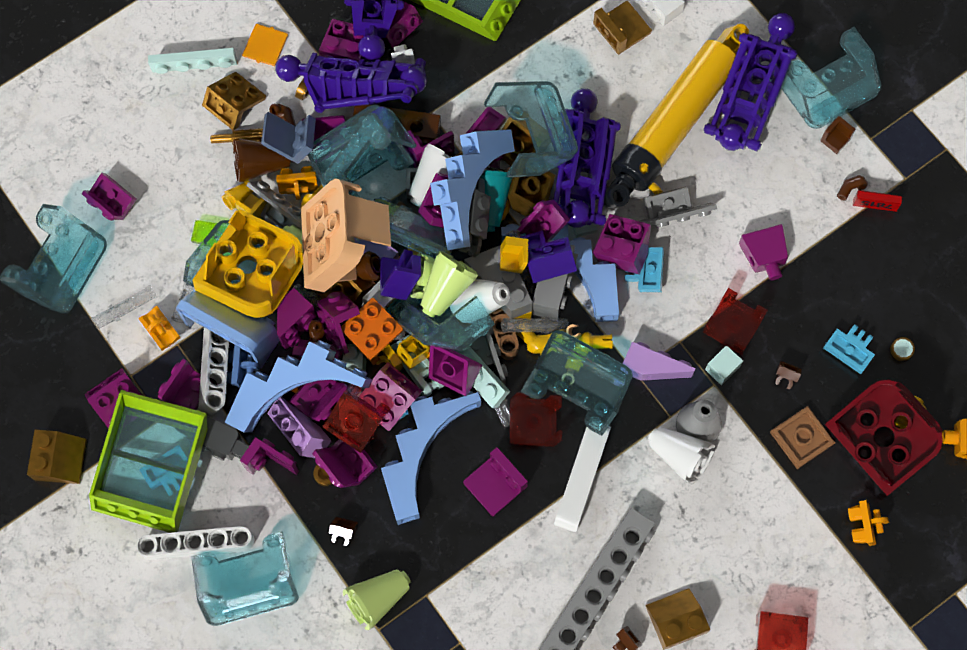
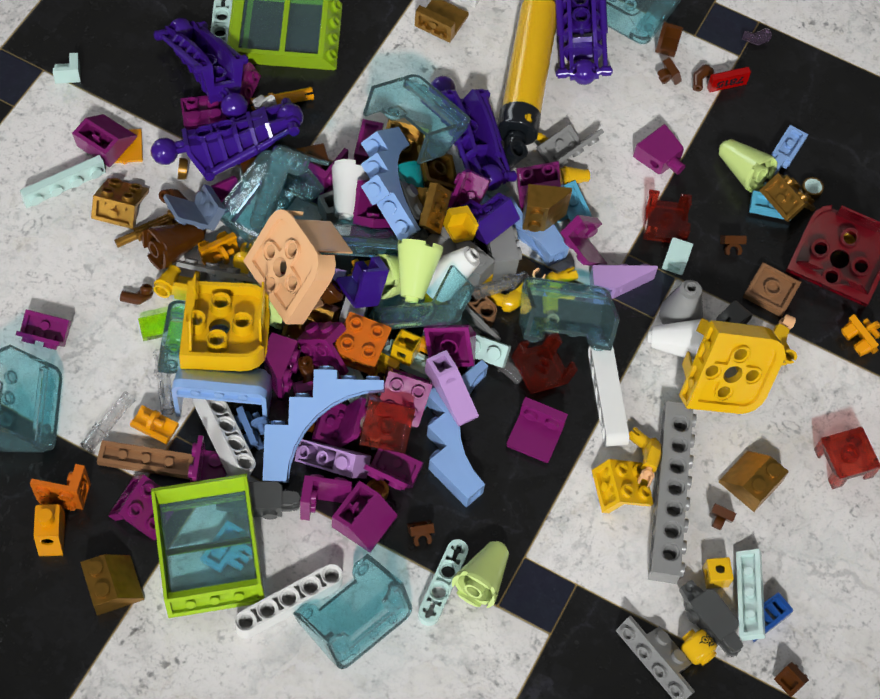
camera: 35 degrees left, 10 degrees down
(27, 386) = (49, 524): none -> light orange torso
(65, 358) = (68, 496): none -> orange bracket
(135, 354) = (144, 459): none -> medium nougat plate
(209, 199) = (144, 294): none -> reddish brown arm
(247, 30) = (103, 137): none -> magenta slope
(297, 495) = (364, 517): none -> magenta slope
(337, 583) = (440, 580): none -> light aqua beam
(430, 410) = (451, 387): none -> lavender slope
(433, 53) = (295, 96): none -> light orange pin
(494, 228) = (435, 203): none -> pearl gold bracket
(550, 569) = (618, 485): none -> yellow bracket
(592, 550) = (651, 451): none -> yellow arm
(609, 266) = (544, 206): none -> pearl gold slope
(634, 314) = (576, 238): none -> magenta bracket
(663, 239) = (574, 174): none -> yellow cone
(728, 499) = (749, 348): none -> yellow piece
(745, 451) = (735, 314): none -> dark grey piece
(774, 499) = (782, 330): none -> yellow arm
(820, 170) = (669, 72): none -> reddish brown tile
(845, 299) = (747, 164): none -> yellowish green cone
(868, 350) = (786, 197): none -> pearl gold bracket
(897, 298) = (788, 147): none -> light blue hinge
(934, 167) = (757, 38): none -> clear purple arm

